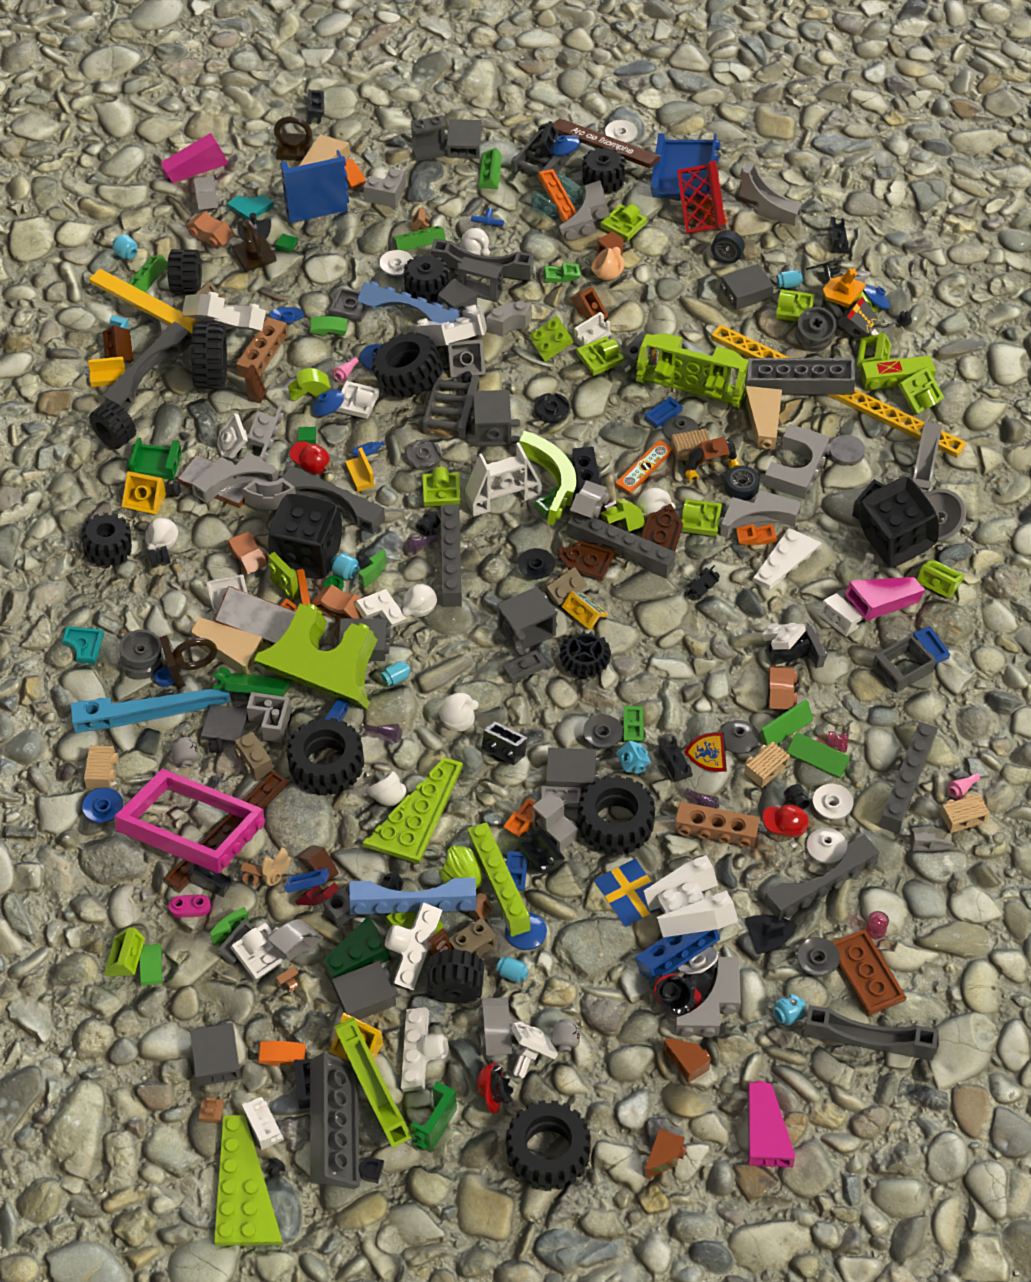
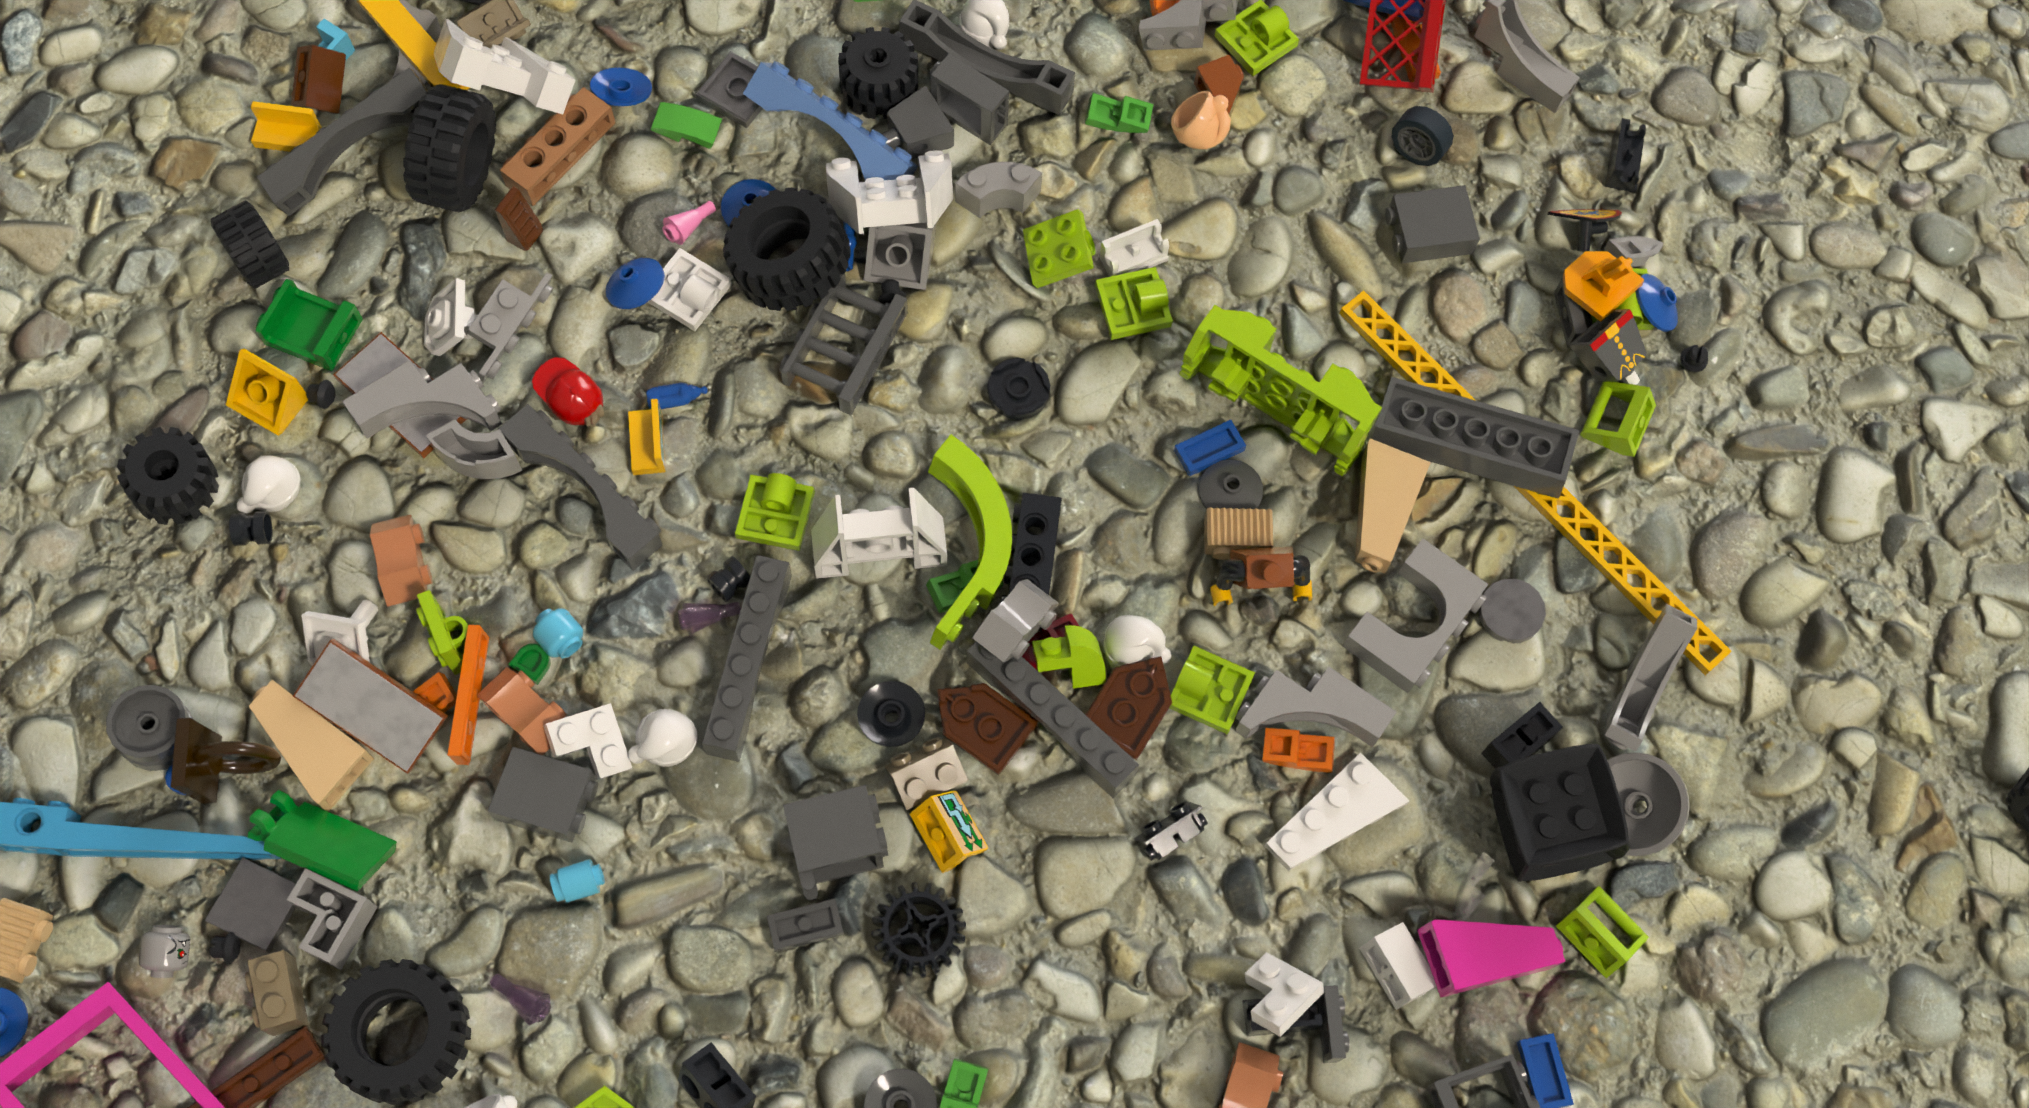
camera: 10 degrees right, 15 degrees up
(84, 642) = (74, 670): teal tile -> none
(306, 534) = (498, 563): black piece -> none
(307, 434) = (581, 339): green tile -> none
(310, 381) = (614, 235): lime brick -> none
(333, 672) = (421, 834): lime piece -> none
(339, 709) = (449, 939): blue beam -> none
(376, 566) = (616, 641): bright green slope -> none
(394, 262) = (837, 16): white dish -> none
(423, 454) = (768, 430): flat silver tile -> none
(458, 712) = (660, 994): white piece -> none
(493, 419) = (904, 394): dark grey container -> none
(588, 303) = (1145, 193): dark orange slope -> none
(631, 354) = (1188, 318): dark grey torso -> none
(644, 467) = (1142, 555): tile -> none
(742, 482) = (1307, 619): black wheel -> none
(789, 279) = (1513, 226): medium azure brick -> none
(793, 304) = (1507, 285): lime plate -> none
(815, 329) = (1538, 332): dark grey wheel -> none
(891, 372) = (1650, 472): lime brick -> none
(921, 390) = (1680, 526): lime plate -> none

